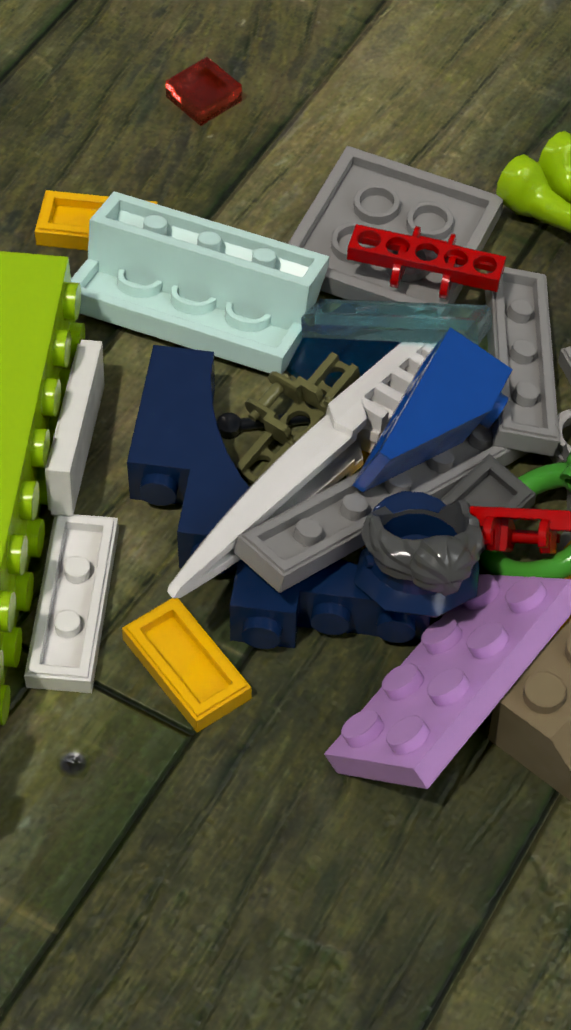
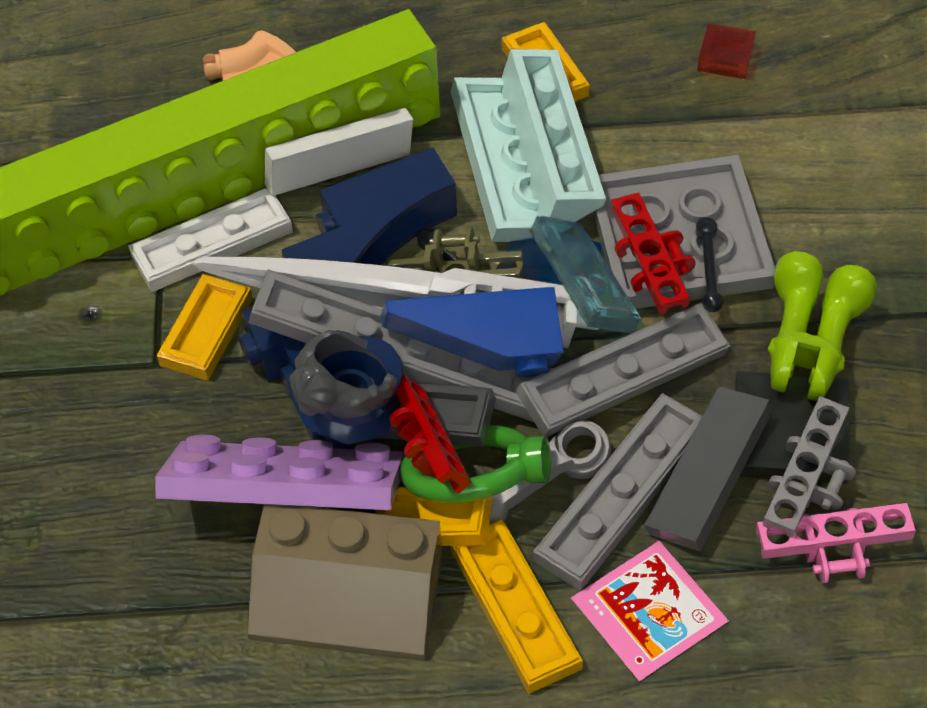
camera: 60 degrees right, 0 degrees up
(418, 212) = (706, 231): none -> black hinge

